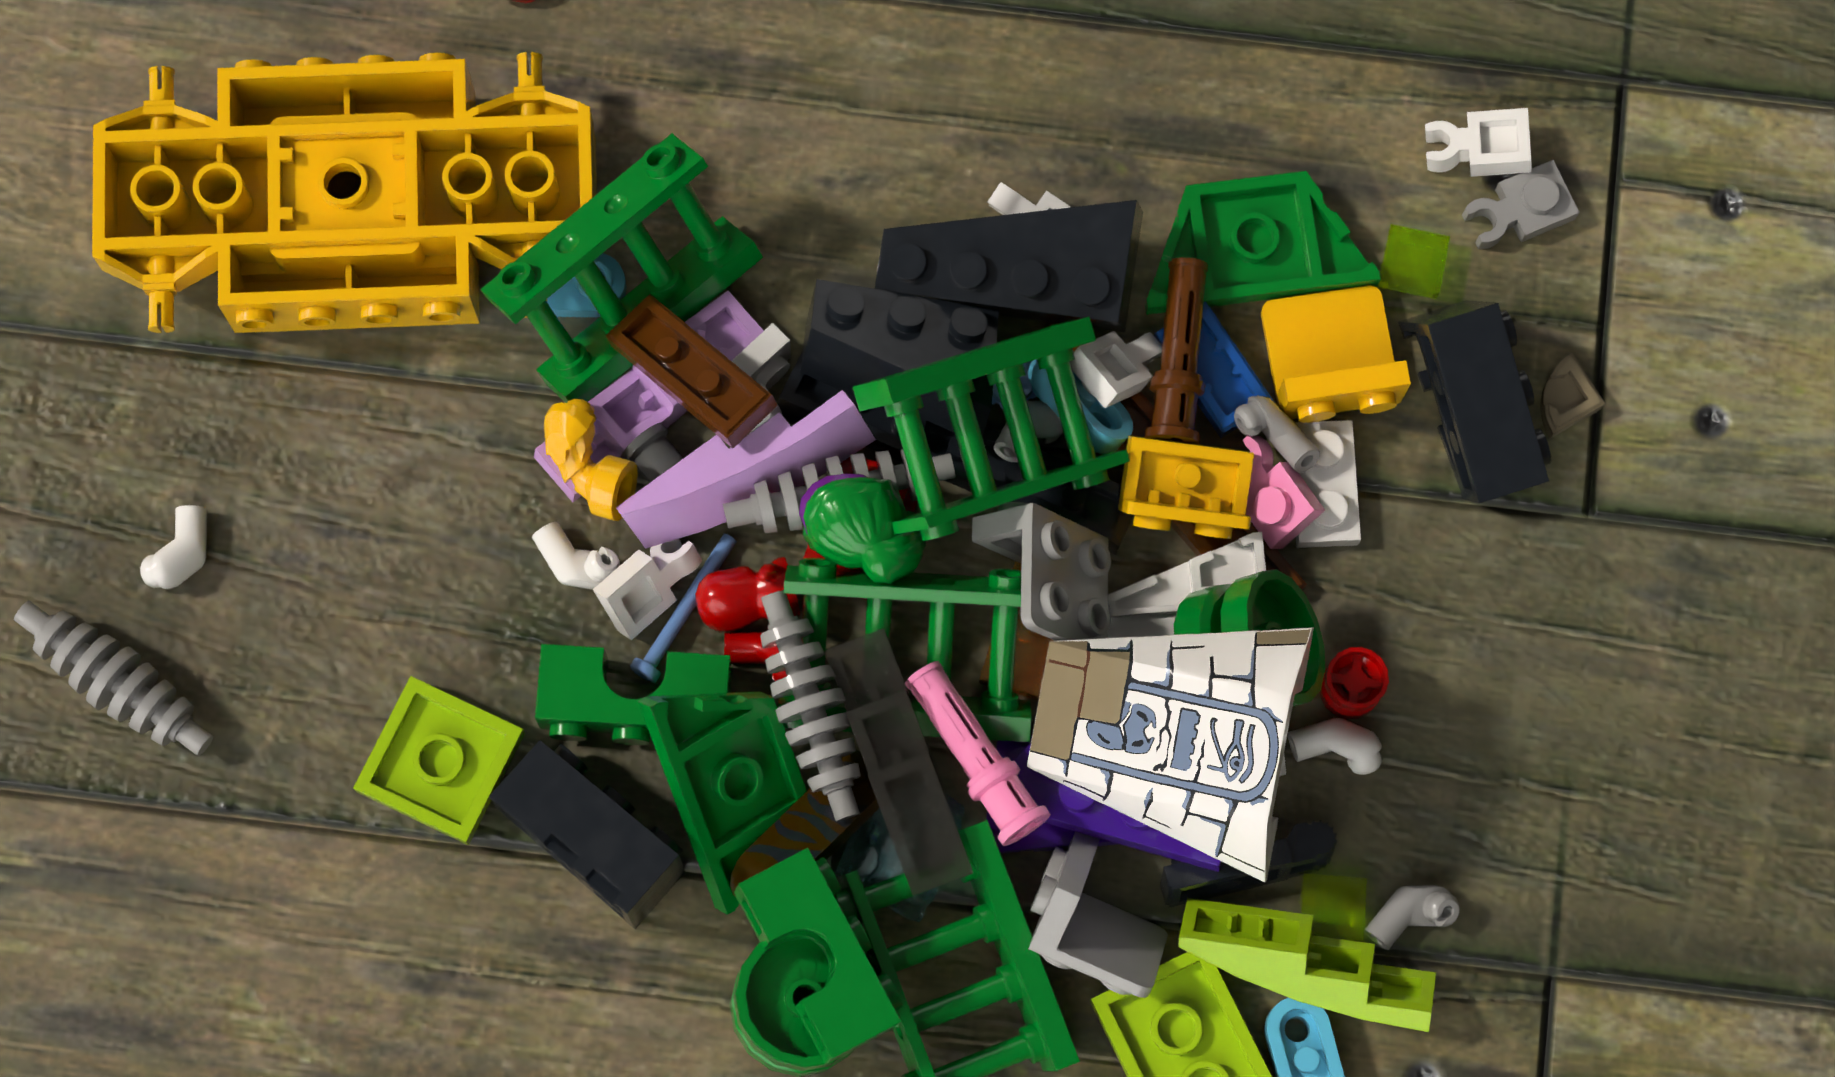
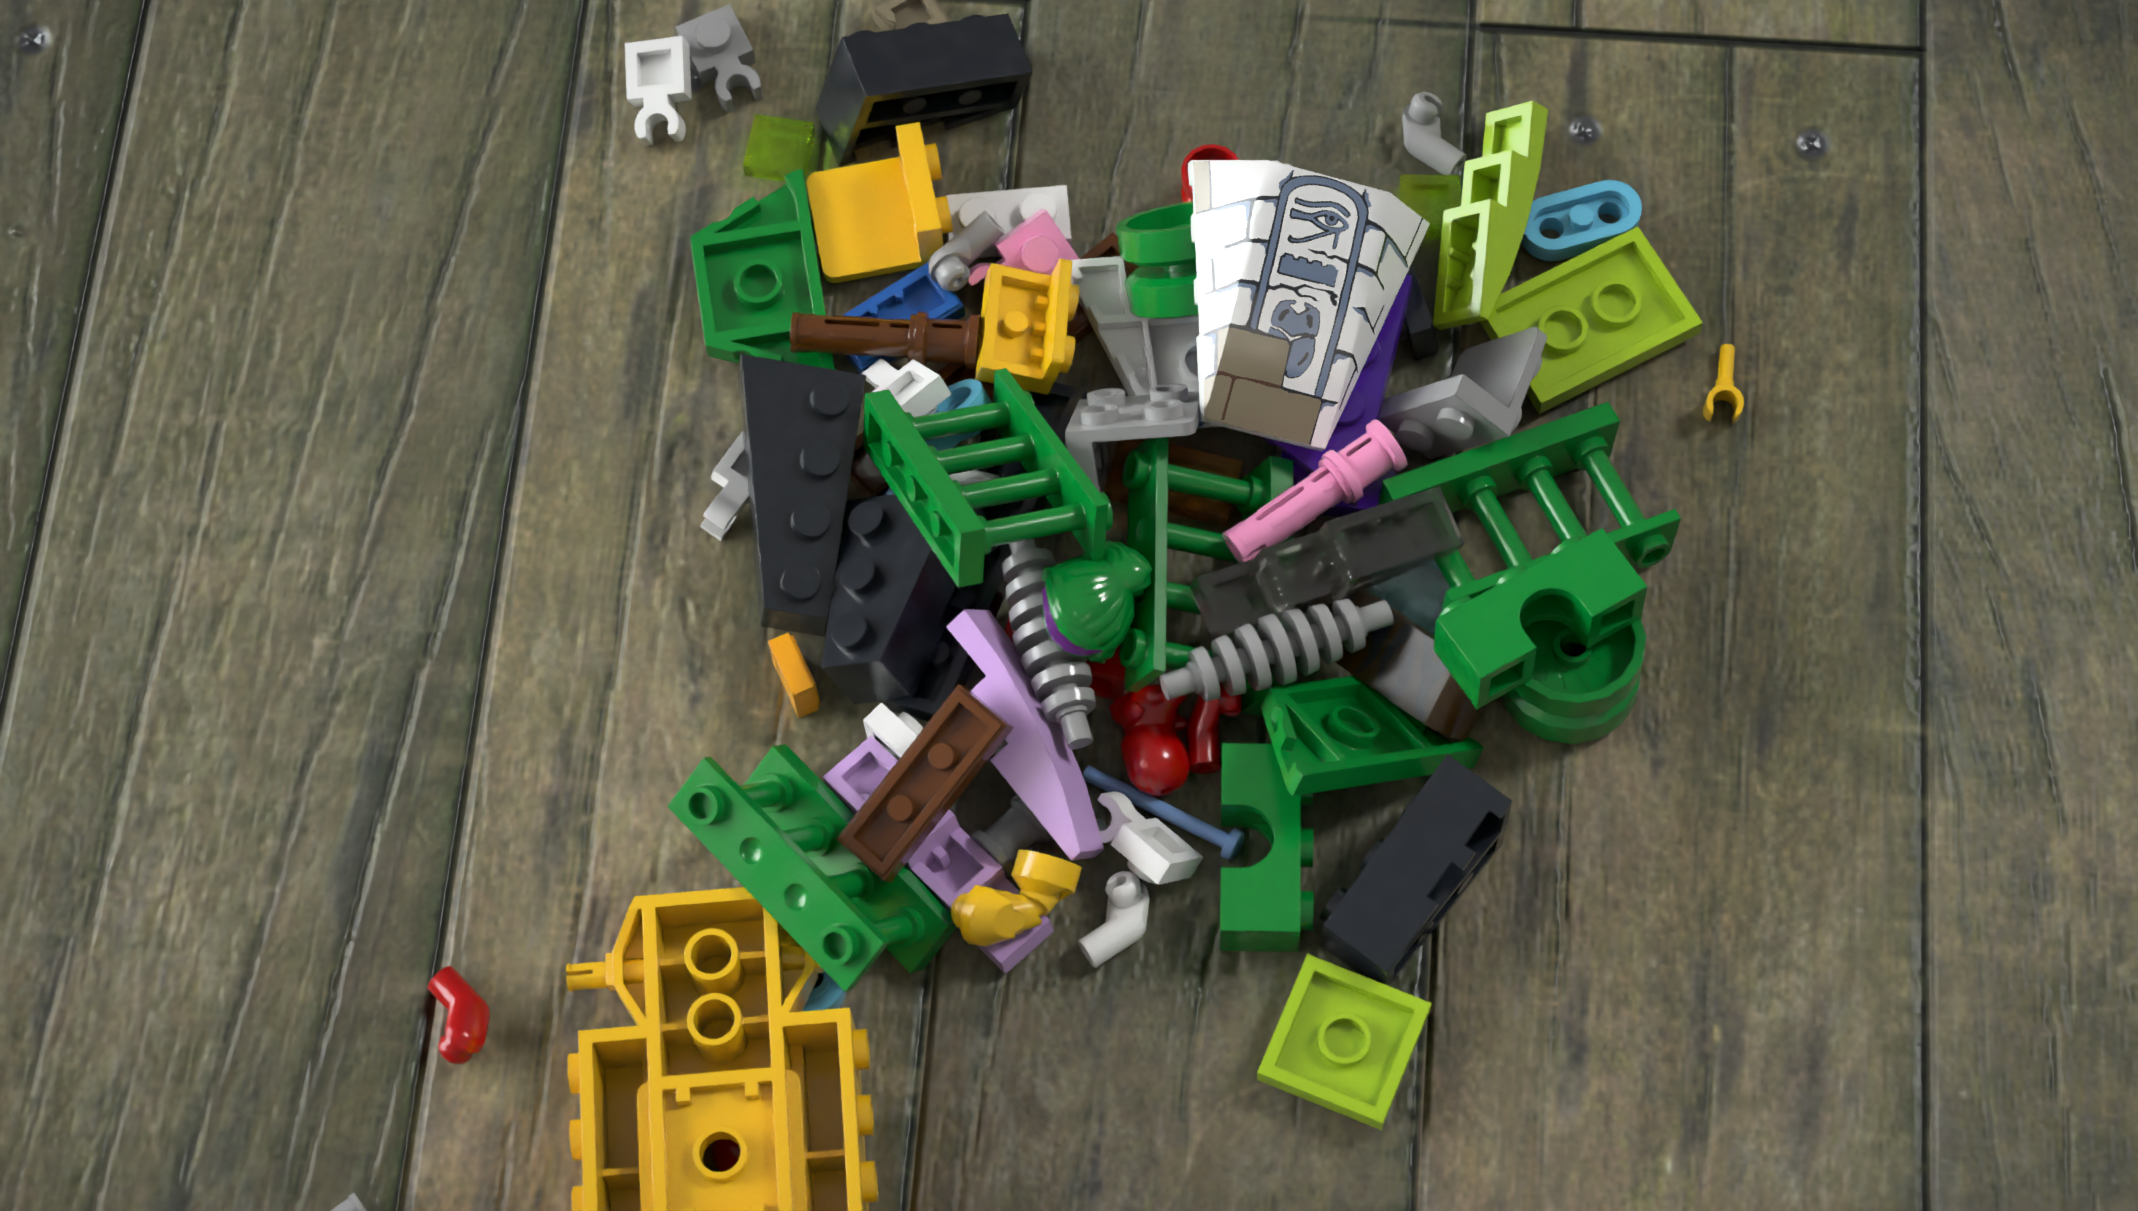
camera: 85 degrees left, 10 degrees down
(837, 264) = (794, 674): none -> light orange tile

